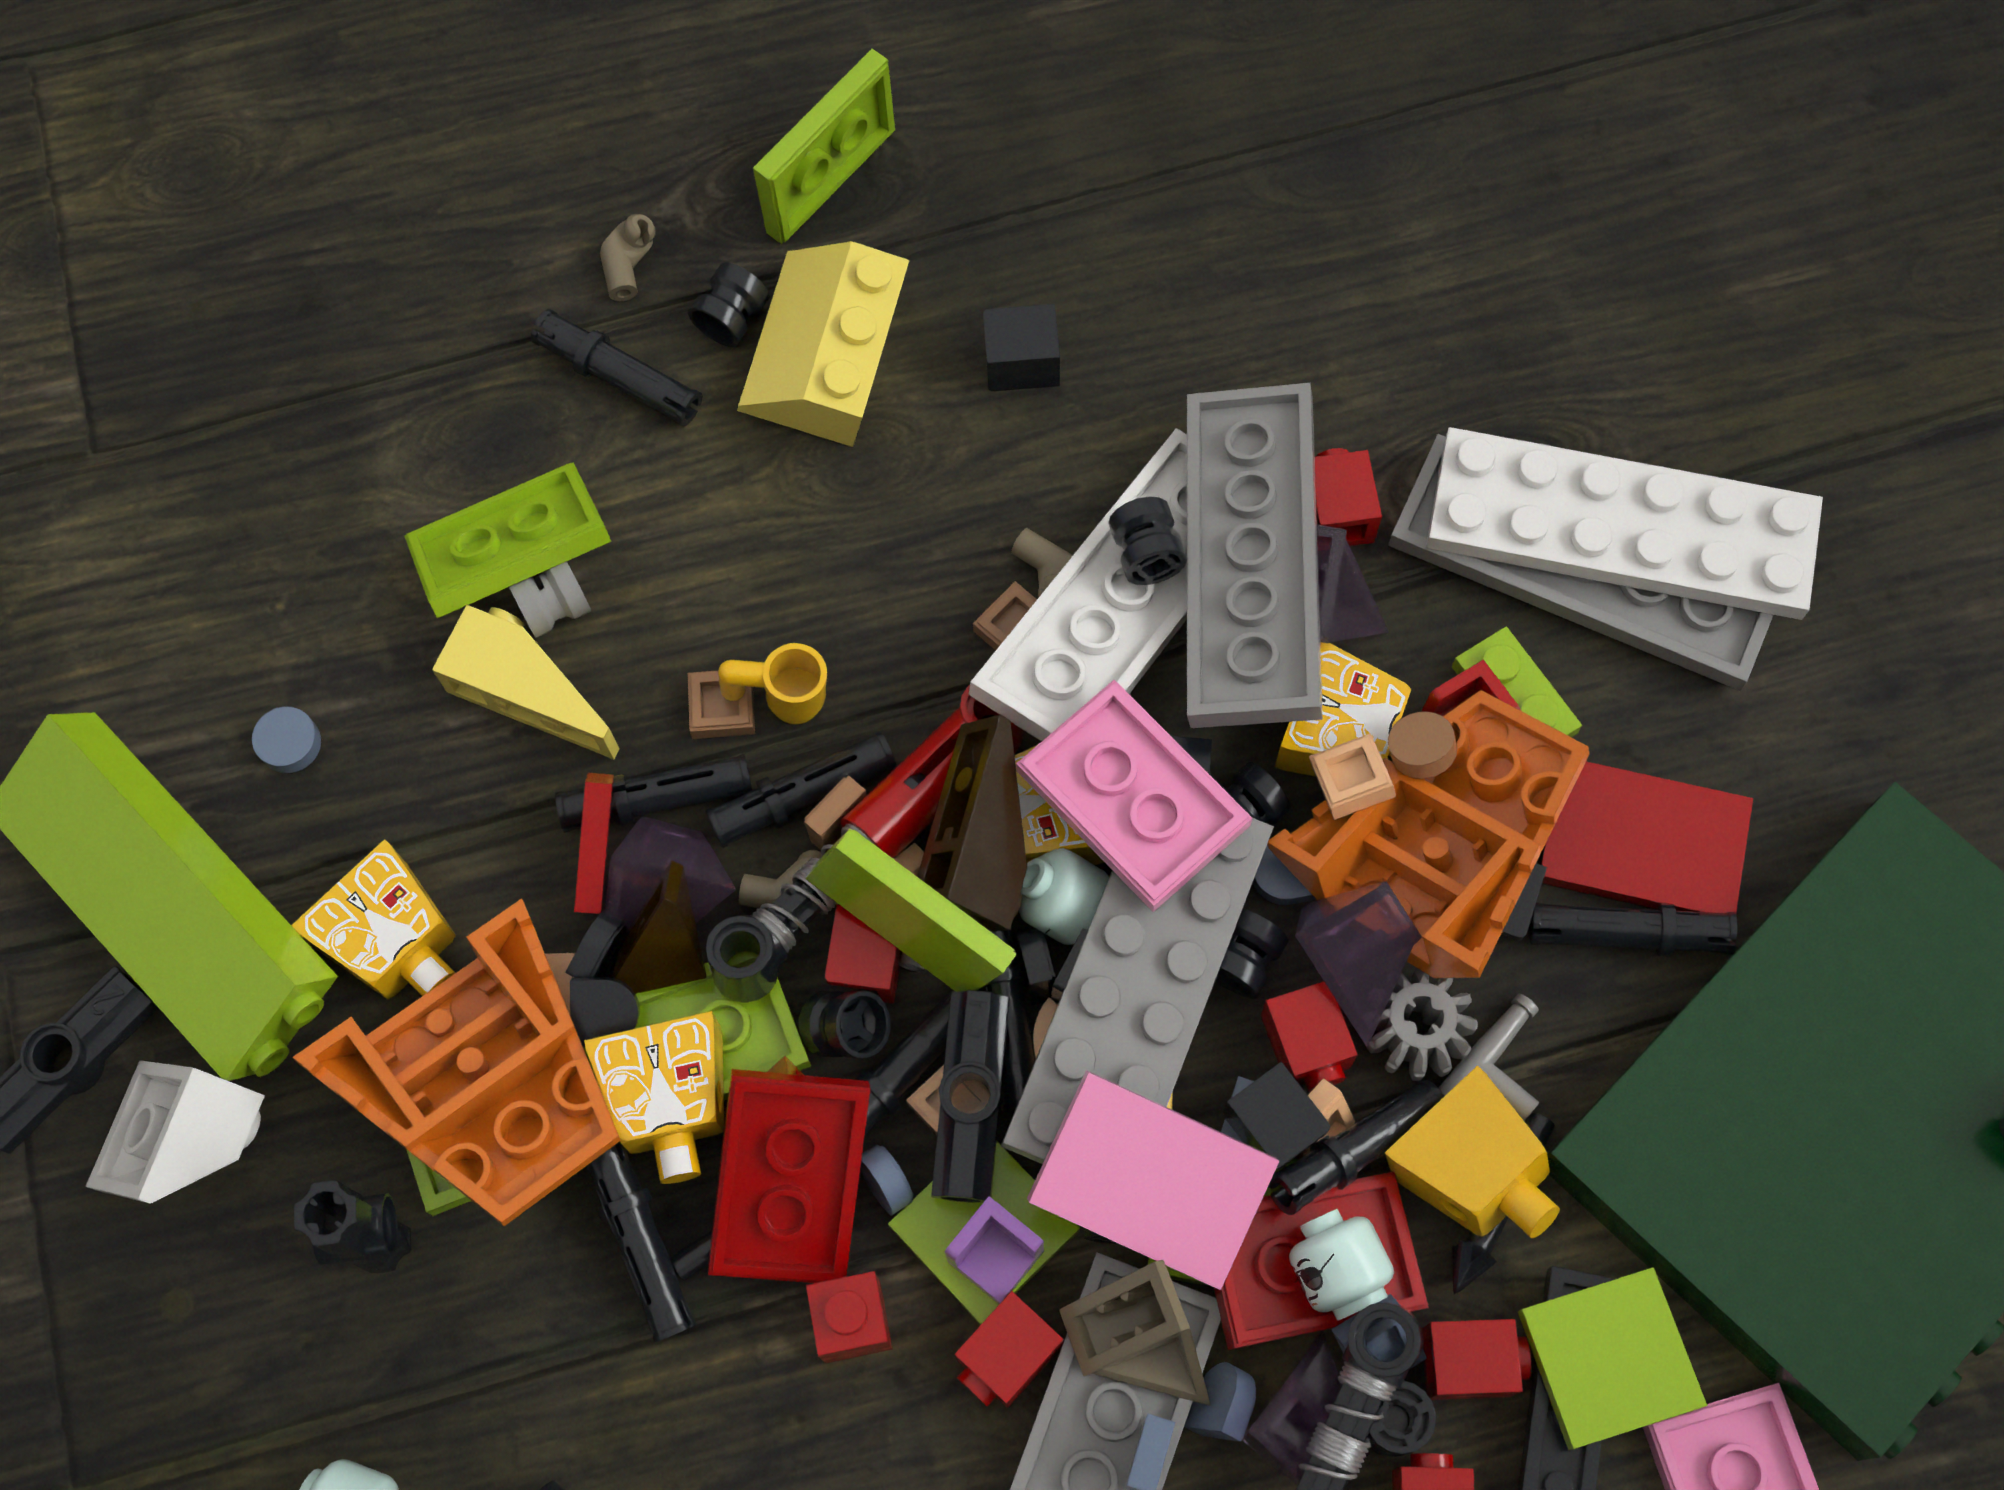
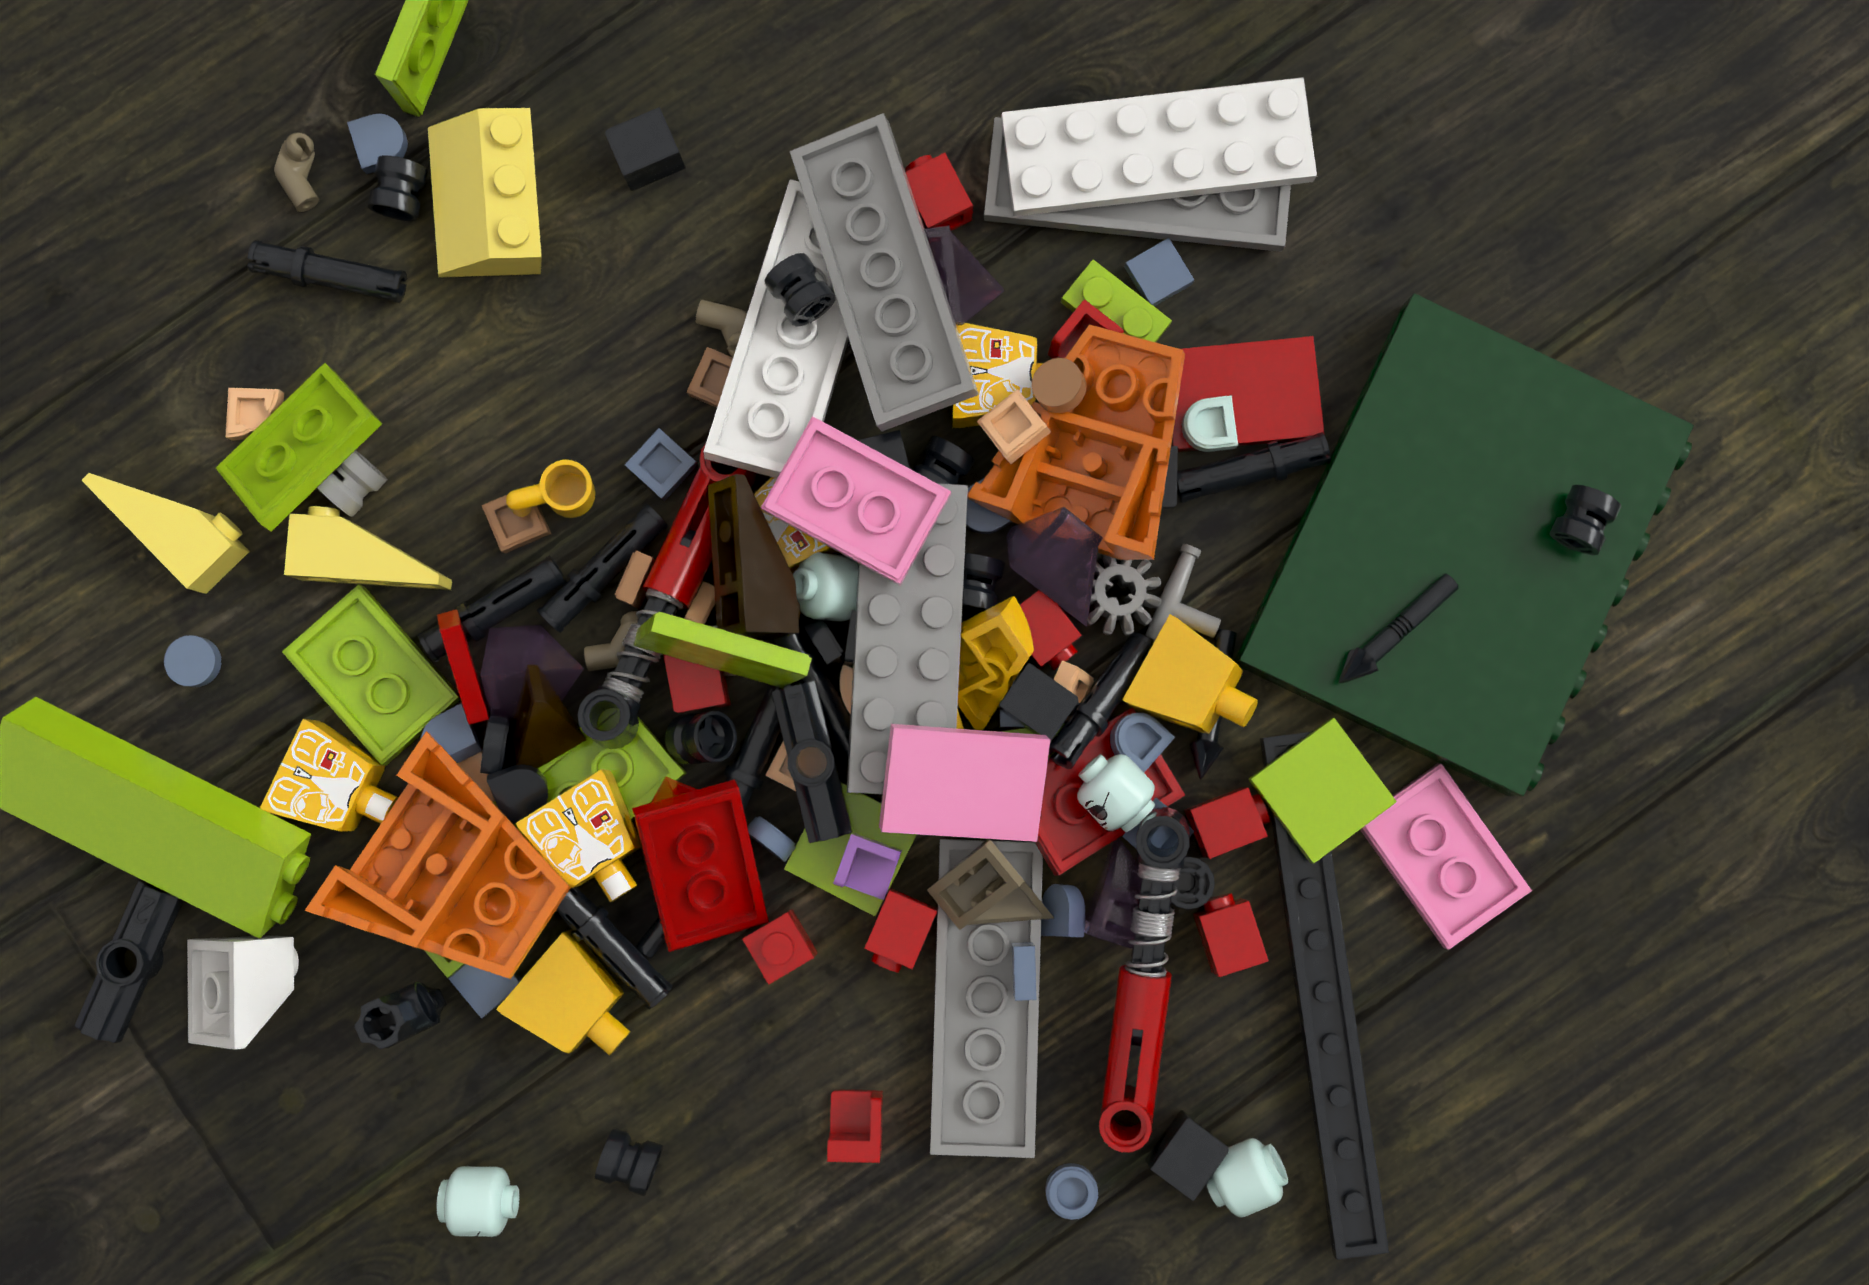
camera: 20 degrees left, 15 degrees up
(334, 591) = (185, 540): none -> light yellow slope
(468, 484) = (248, 409): none -> light nougat tile
(469, 1240) = (483, 989): none -> sand blue tile
(484, 824) = (371, 674): none -> lime tile
(555, 921) = (454, 733): none -> sand blue tile
(561, 1291) = (567, 999): none -> yellow torso
(725, 243) = (376, 137): none -> sand blue tile
(913, 696) = (661, 464): none -> sand blue tile
(1234, 1045) = (991, 657): none -> yellow slope
(1393, 1209) = (1140, 739): none -> sand blue tile
(1582, 668) = (1159, 273): none -> sand blue tile
(1595, 859) = (1211, 425): none -> light aqua tile
(1712, 1204) = (1363, 661): none -> black piece

